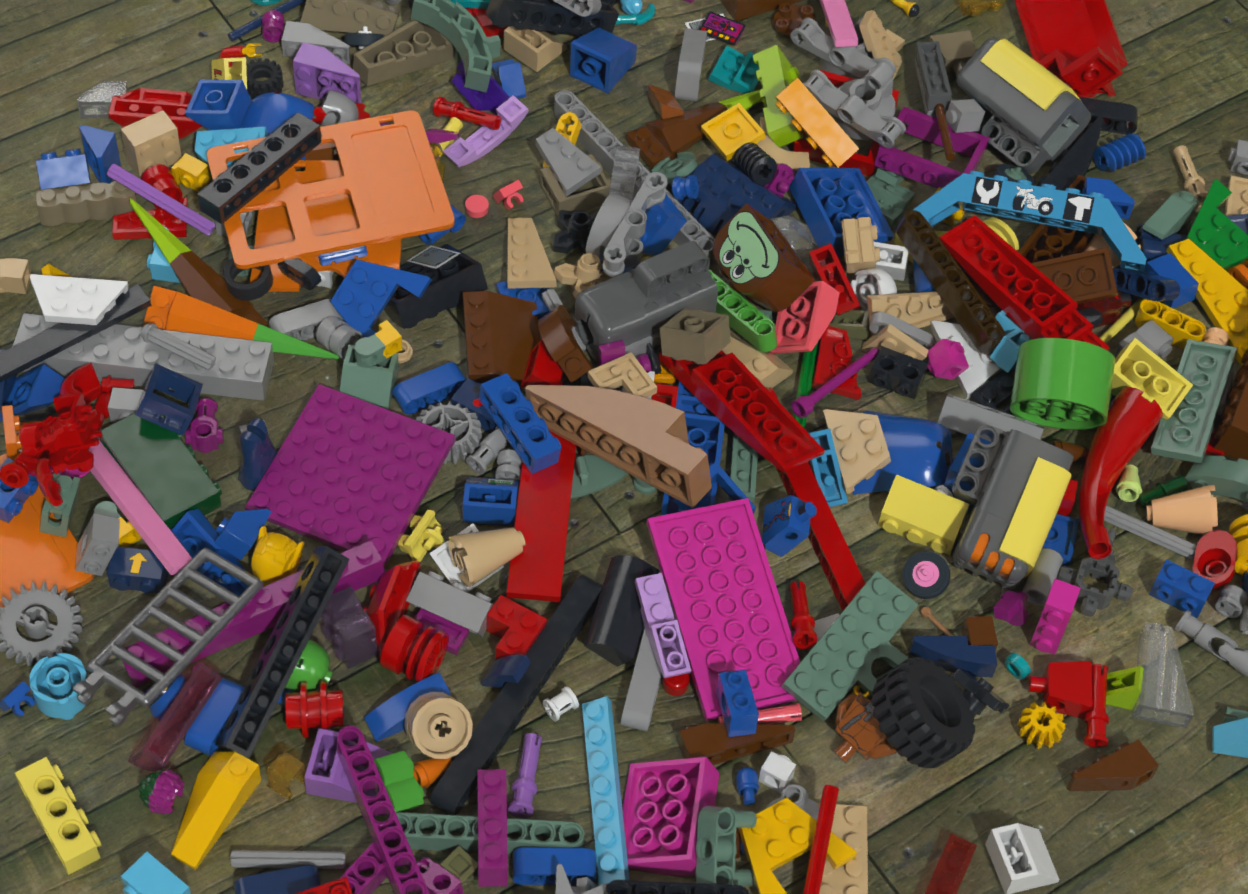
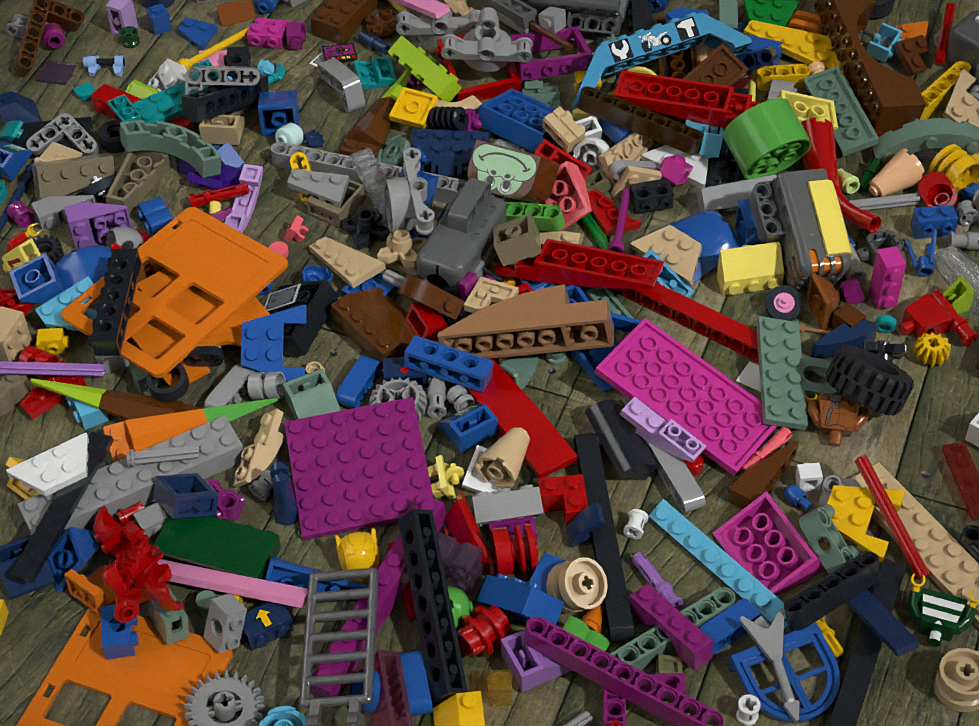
camera: 30 degrees left, 5 degrees down
(241, 531) = (320, 551): blue slope -> none
(271, 404) = (261, 453): none -> tan slope
(343, 255) = (224, 329): axle -> none
(372, 705) = (519, 599): none -> blue wedge
(378, 346) = (309, 370): leg -> none
(391, 97) = (154, 215): none -> blue brick
(486, 253) = (315, 273): none -> blue hair
(590, 90) = (290, 134): none -> light aqua head
(615, 108) = (314, 139): none -> dark blue piece
(664, 102) = (346, 117): dark orange slope -> none
(737, 703) = (753, 447): blue brick -> none
(765, 35) = (374, 42): none -> dark blue pin
(786, 524) = (676, 319): blue torso -> none
(802, 622) = (740, 376): red pin -> none
(816, 123) = (470, 69): light orange brick -> none
(973, 597) = (822, 300): none -> dark orange slope
(1125, 629) = (925, 264): none -> blue plant

